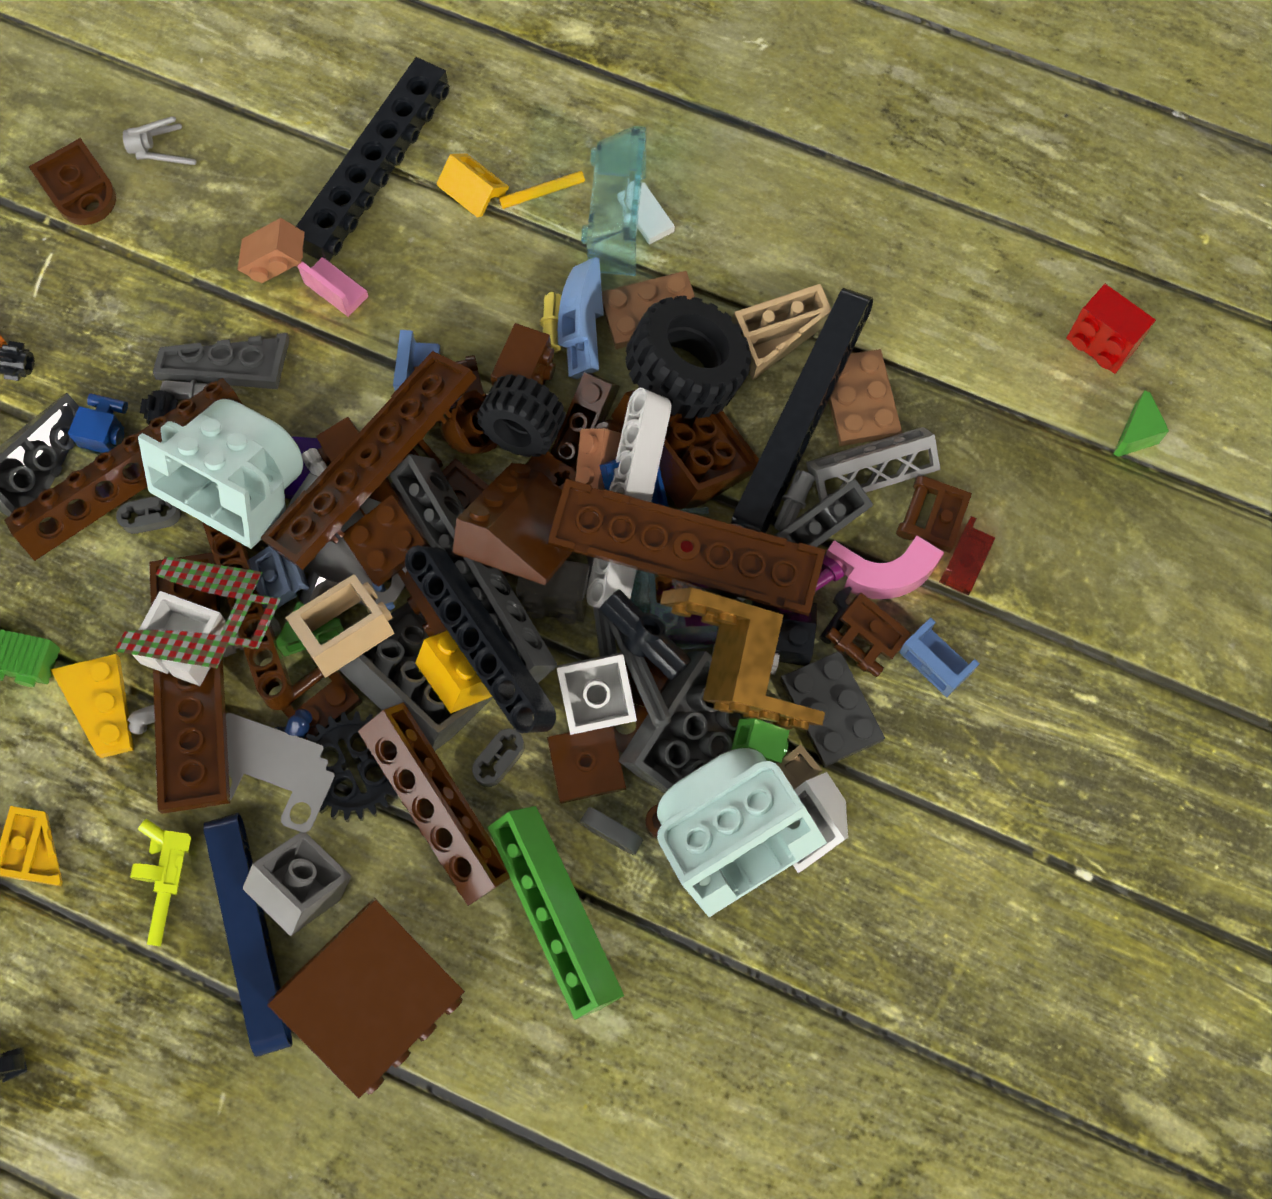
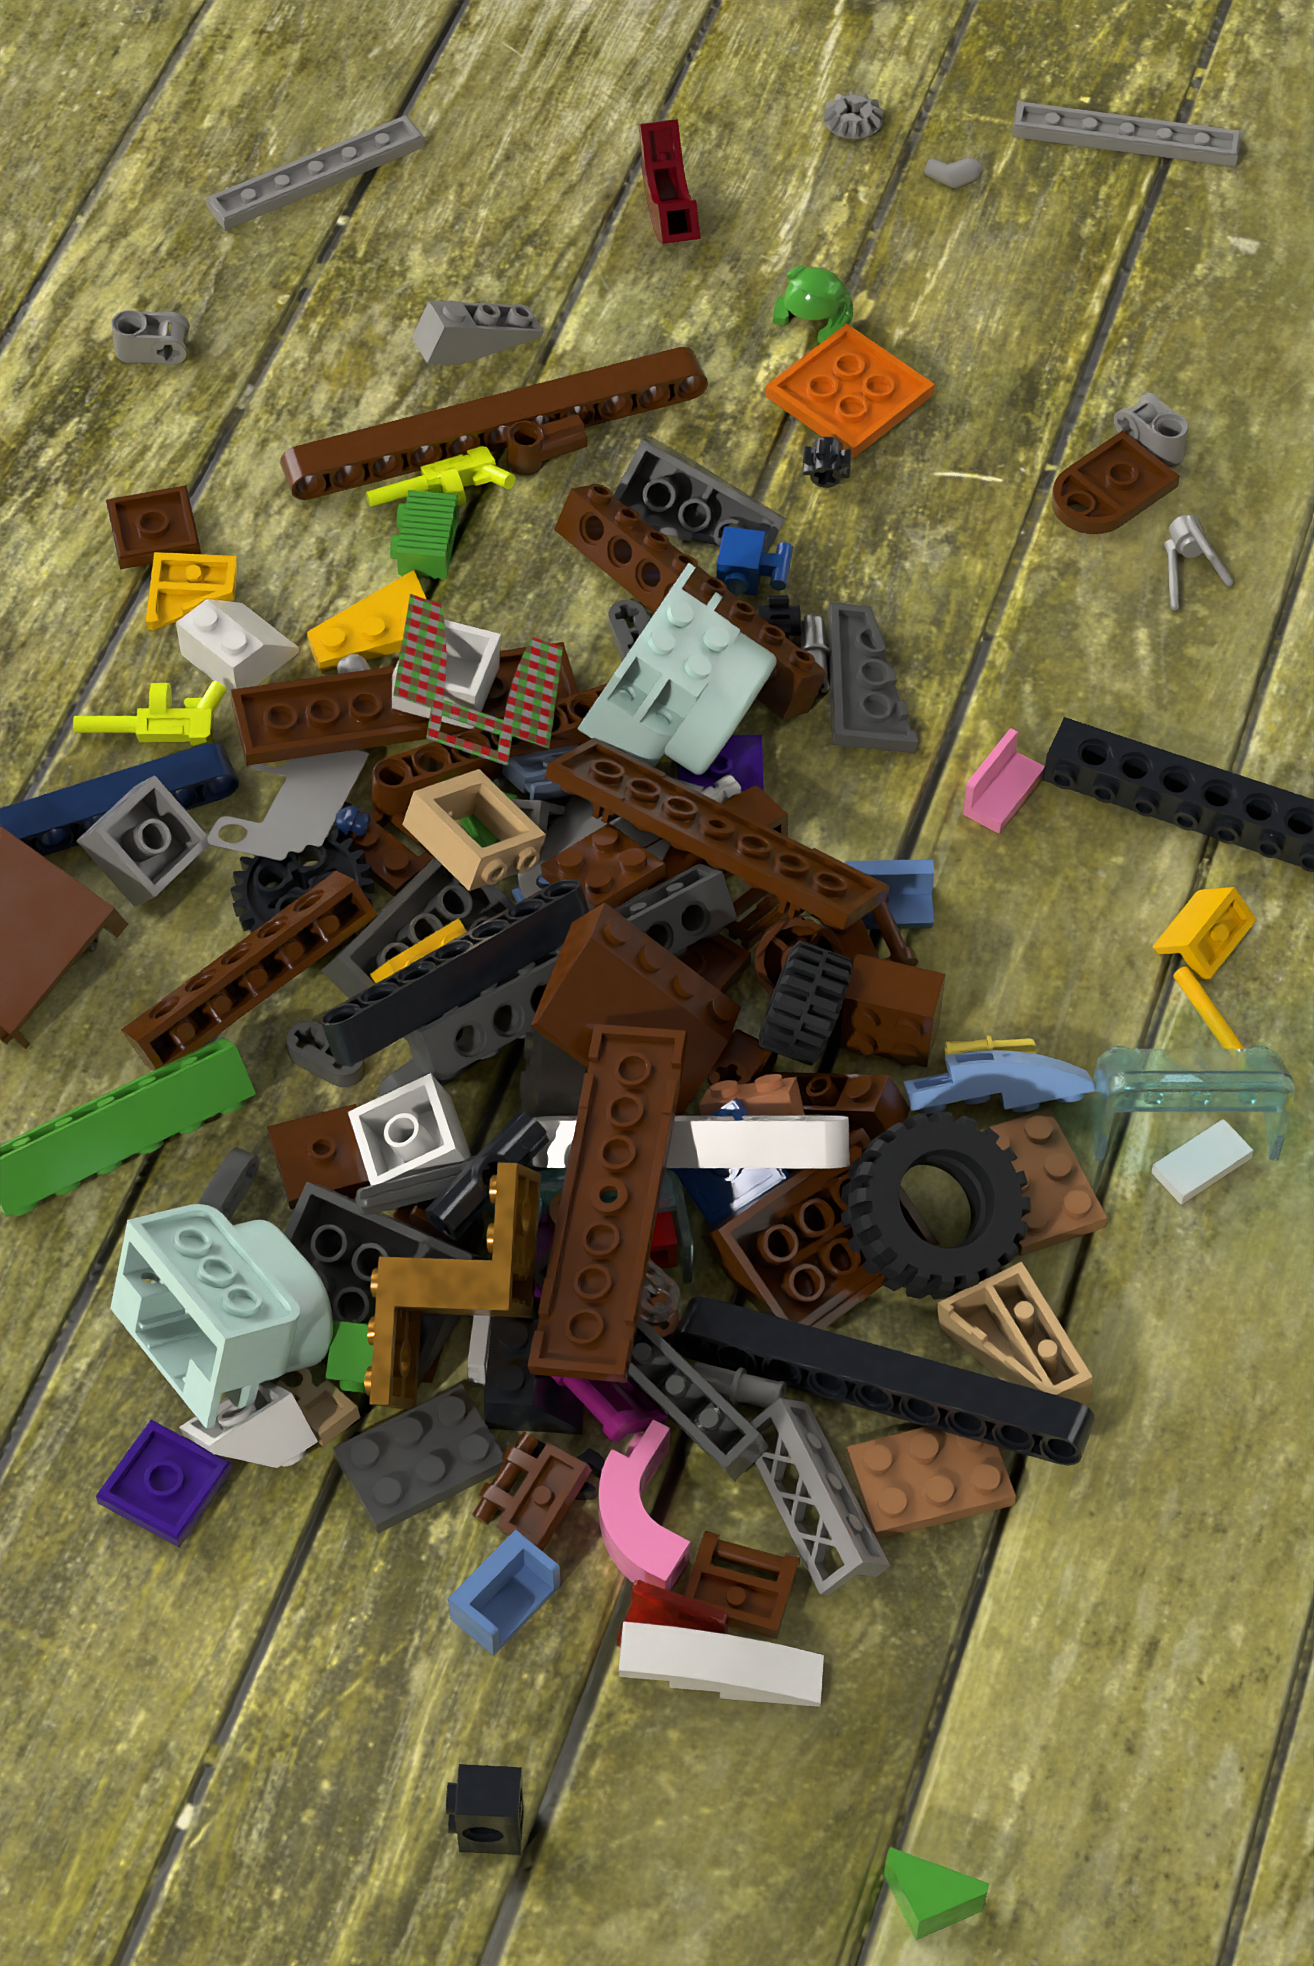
camera: 85 degrees right, 15 degrees down
(33, 143) = (1155, 428): none -> light grey piece
(98, 813) = (232, 644): none -> white slope
(271, 250) = (1029, 699): nougat brick -> none
(847, 883) = (164, 1483): none -> dark purple plate
(994, 530) = (722, 1664): none -> white slope
(1101, 671) = (487, 1809): none -> black brick
(1110, 328) = (1093, 1828): red brick -> none

